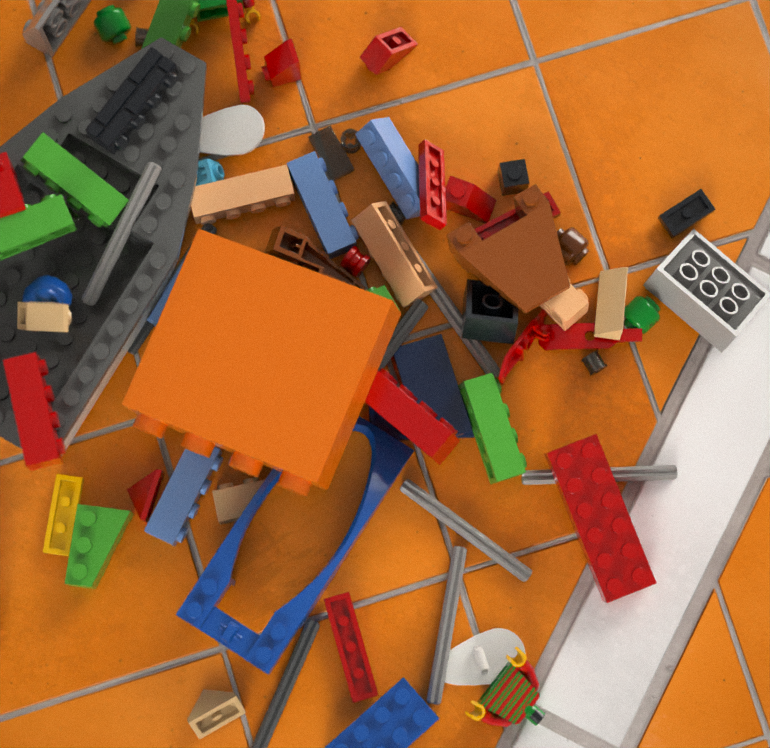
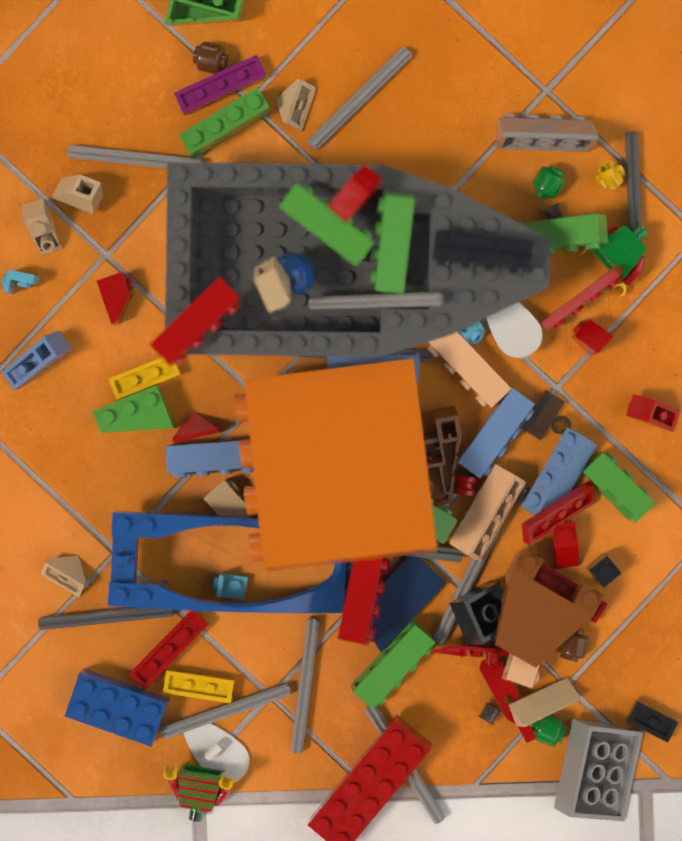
camera: 60 degrees right, 10 degrees up
(322, 547) = (230, 586): none -> medium azure bracket
(406, 638) = (198, 686): none -> yellow plate
(441, 119) = (618, 487): none -> bright green wedge

